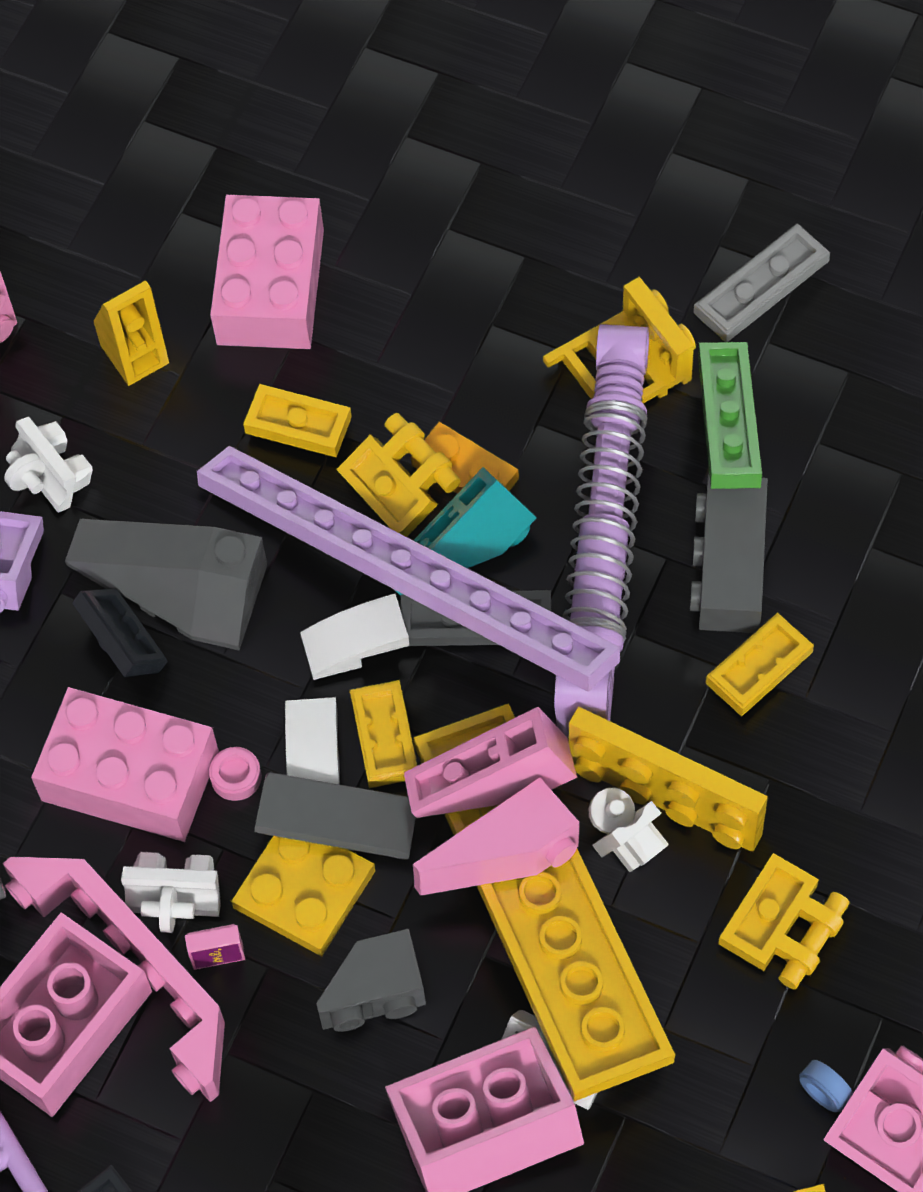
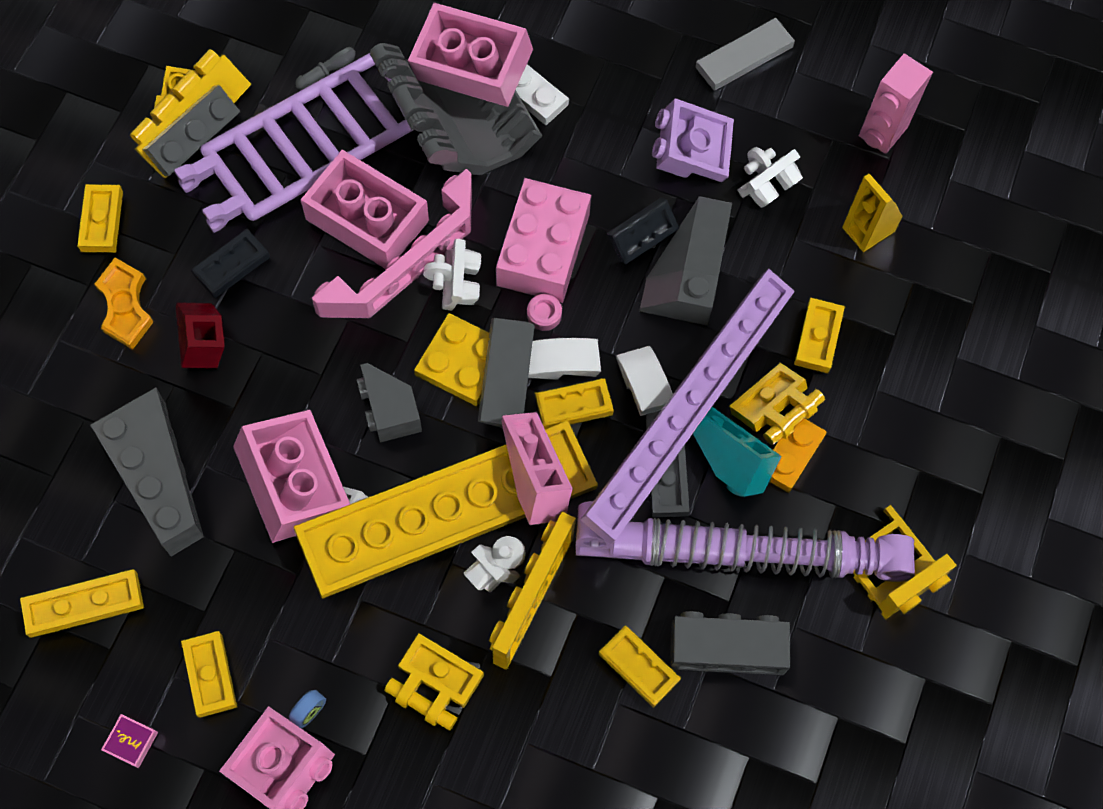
camera: 80 degrees right, 5 degrees up
(215, 946) = (415, 303): bright pink tile -> none
(267, 272) = (940, 306): bright pink brick -> none
(504, 844) = (481, 483): bright pink slope -> none
(729, 416) = (844, 639): bright green plate -> none
(761, 283) = (979, 673): light grey tile -> none

